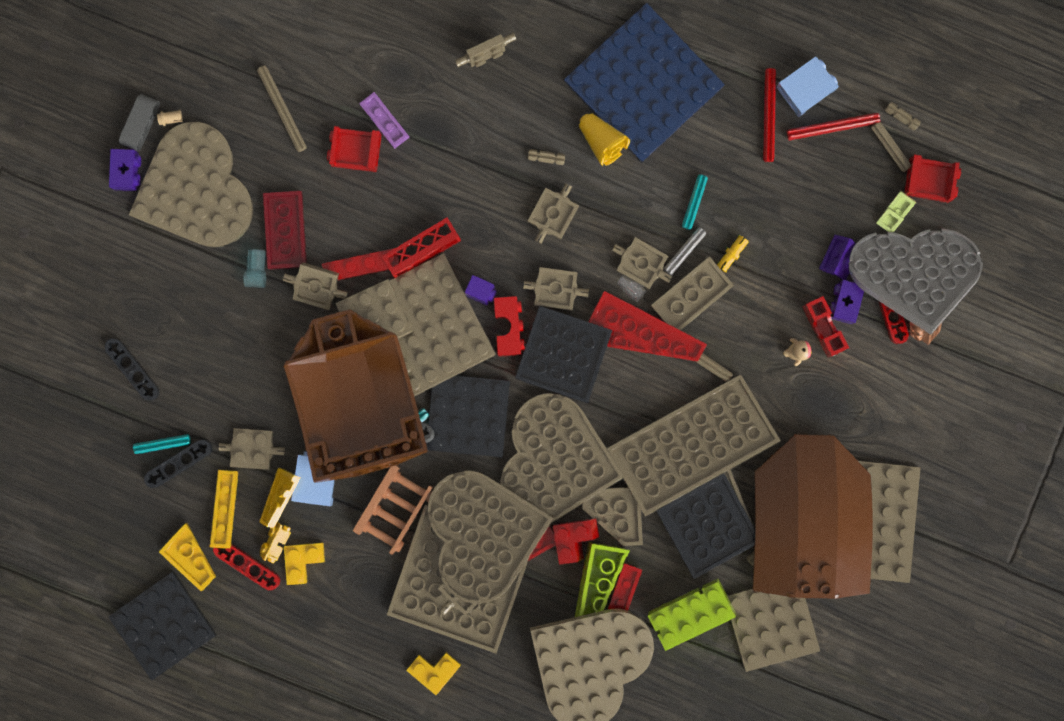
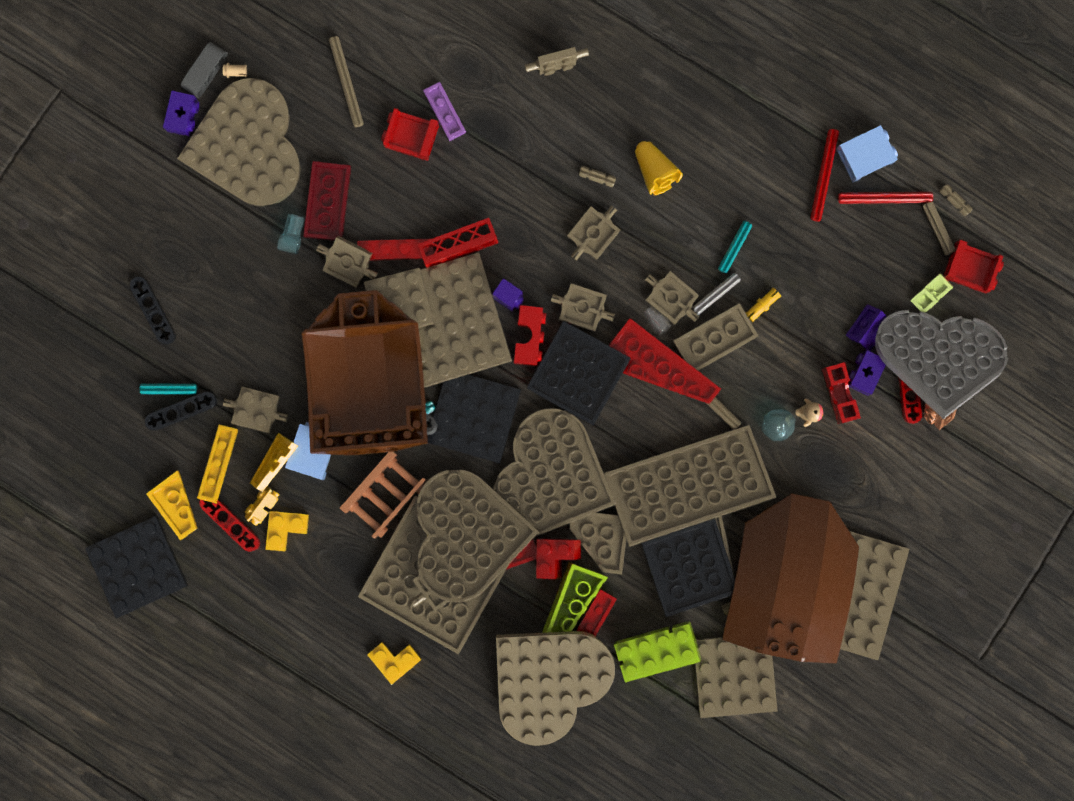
camera: 10 degrees right, 0 degrees up
(644, 82) = (707, 120): dark blue plate -> none
(769, 369) = (778, 424): none -> clear light blue hair

